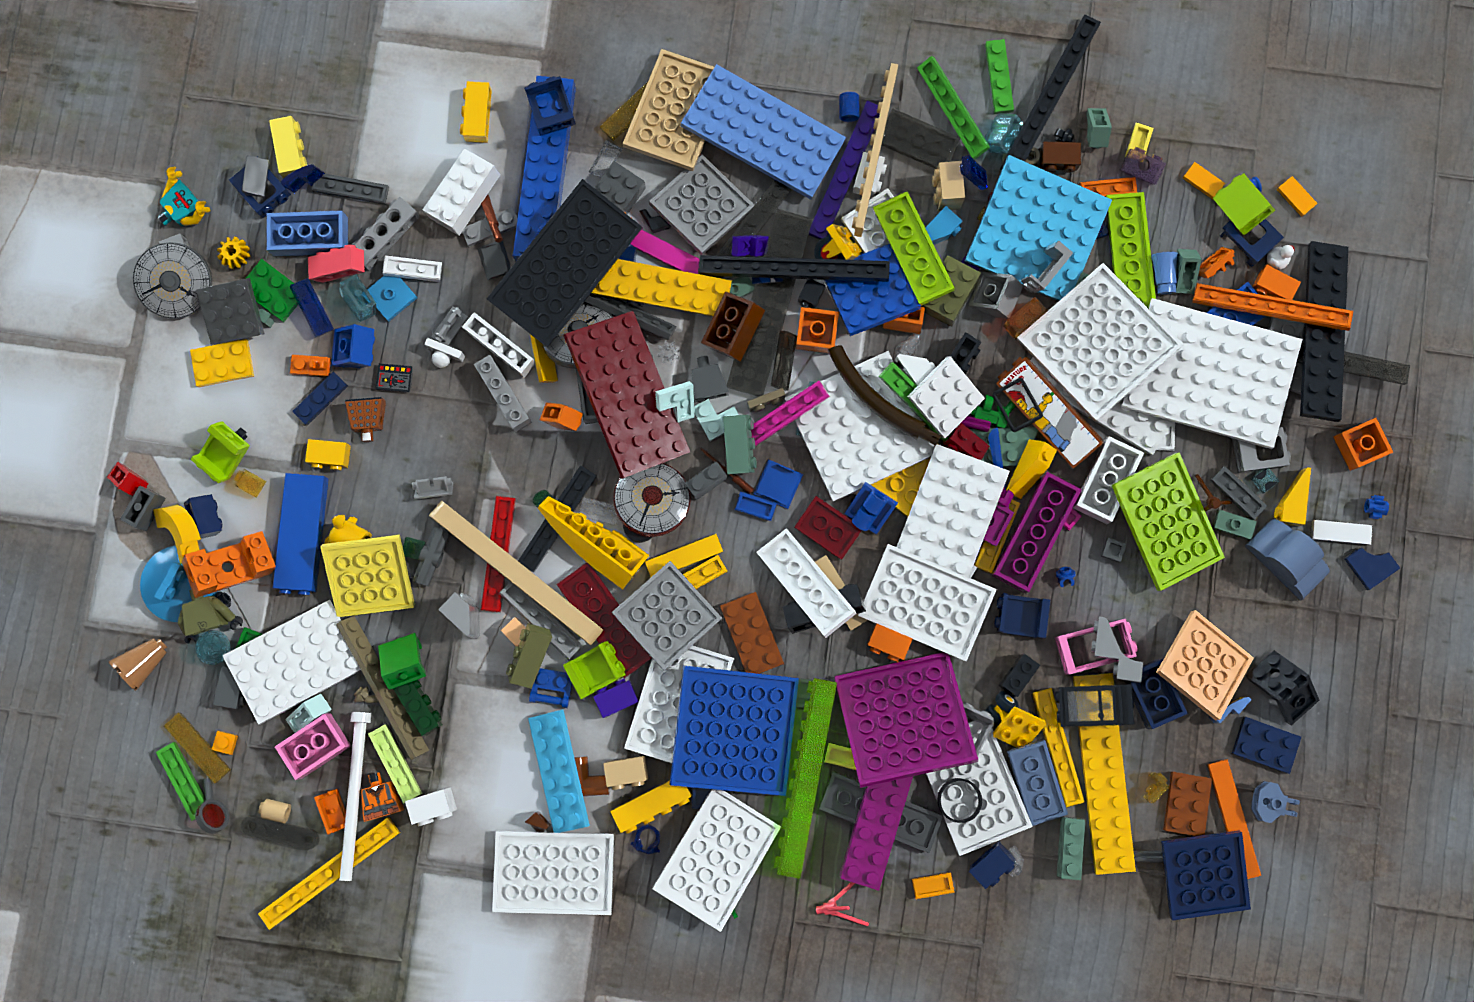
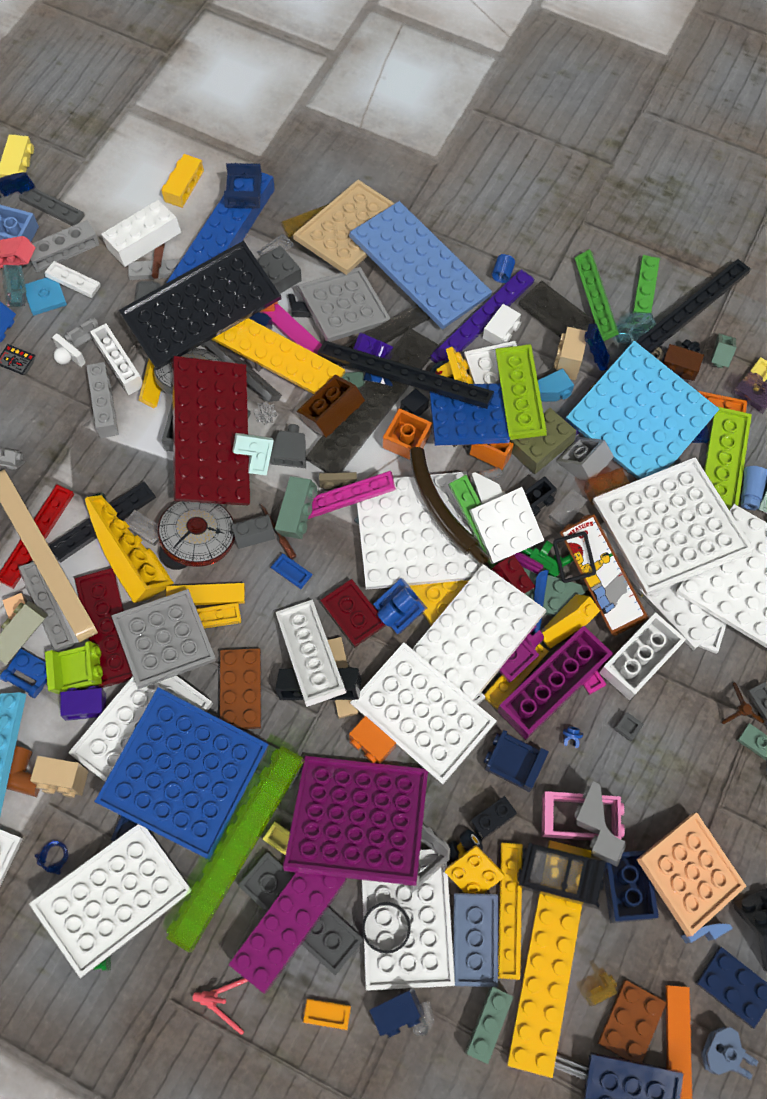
camera: 15 degrees right, 15 degrees down
(561, 416) = (144, 432): orange brick -> none
(648, 805) = (69, 820): yellow brick -> none
(710, 421) = (278, 481): light aqua plate -> none
(778, 484) = (321, 559): blue piece -> none
(784, 360) = (367, 452): clear smoke plate -> none
(873, 156) = (510, 307): tan plate -> none
(995, 354) = (567, 508): none -> clear plate
(1060, 255) = (653, 433): light grey window -> none
(1168, 521) = (692, 714): lime plate -> none

